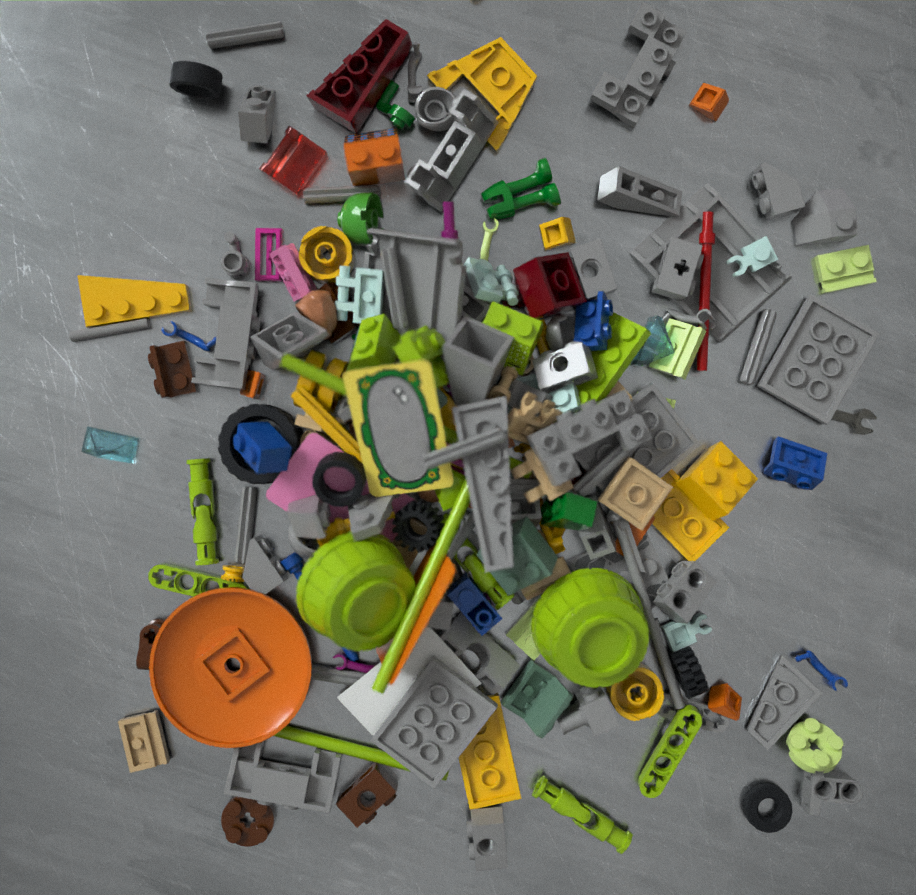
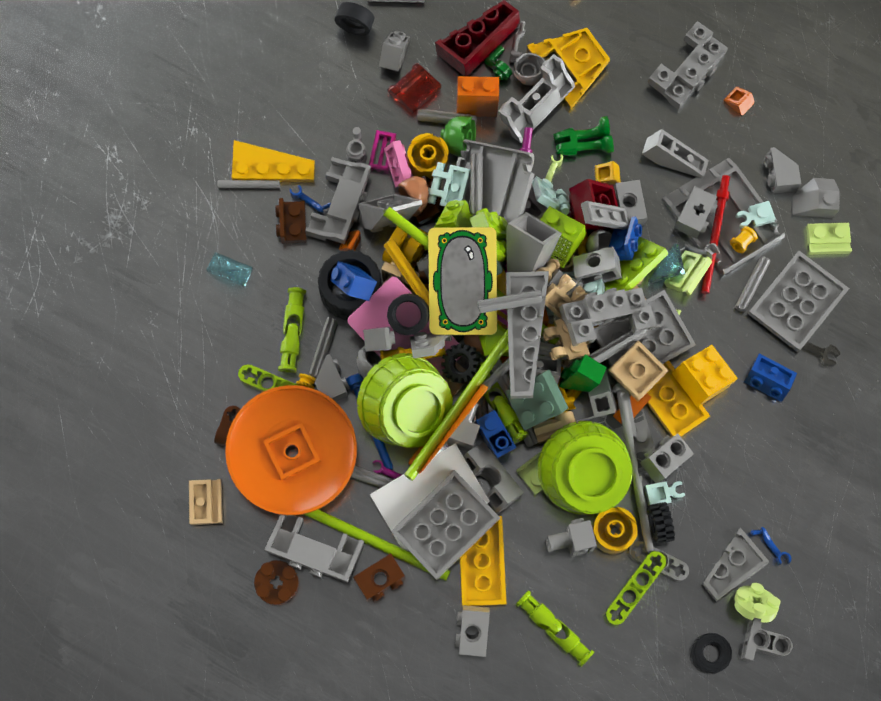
camera: 10 degrees right, 15 degrees down
(537, 698) = (532, 521): sand green bracket -> none
(564, 302) = (605, 215): none -> light grey tile
(725, 701) = (688, 555): orange slope -> none
(741, 293) = (743, 239): none -> yellow bush

